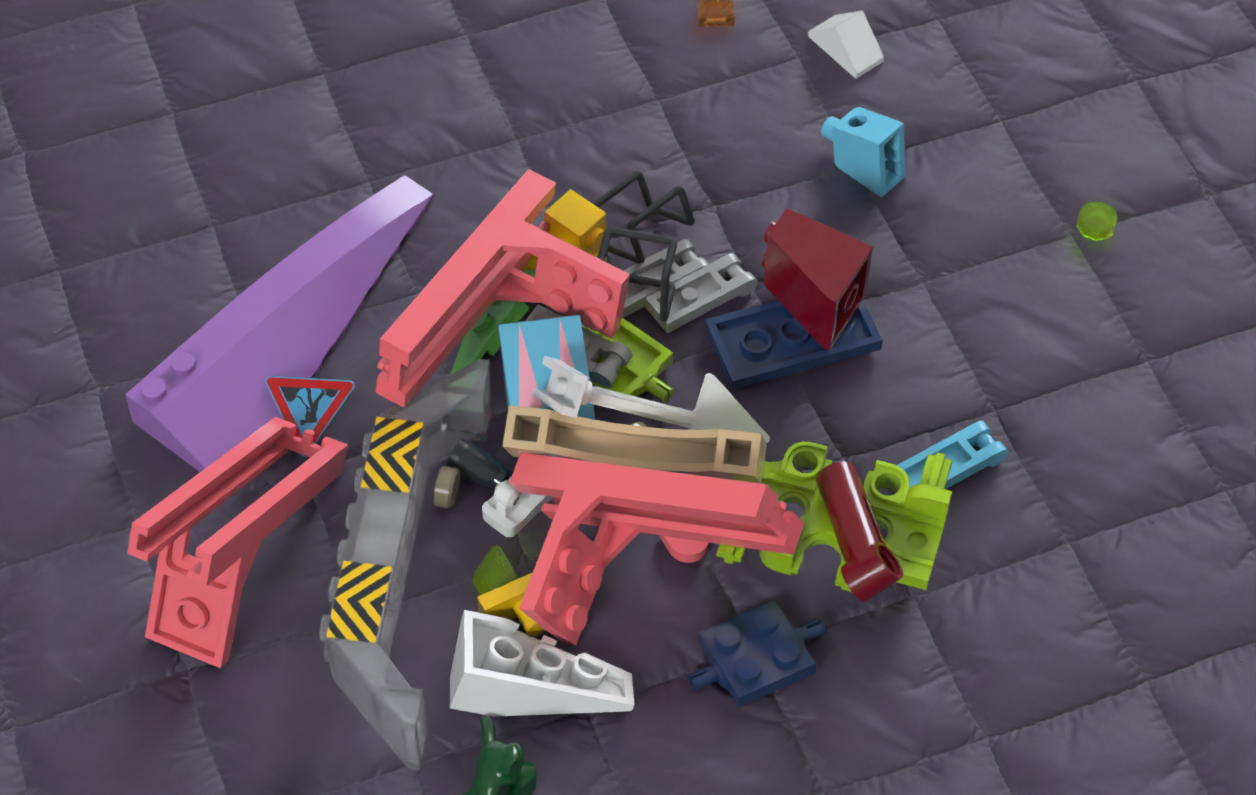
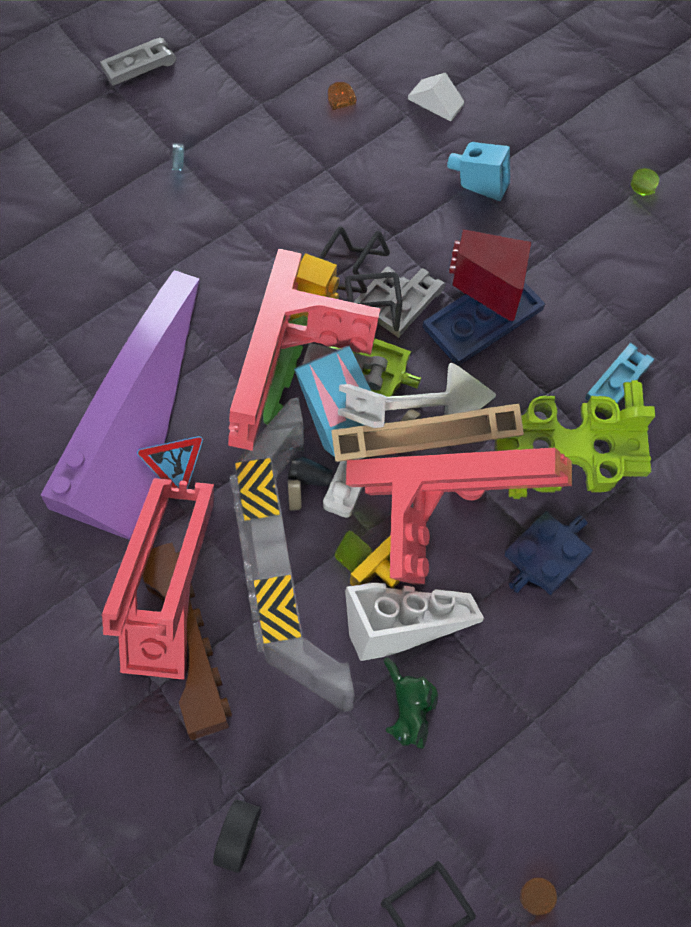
camera: 20 degrees left, 10 degrees up
(229, 695) = (200, 701): none -> reddish brown arch
(464, 35) = (178, 155): none -> clear light blue tile
(868, 561) = (618, 474): dark red piece -> none

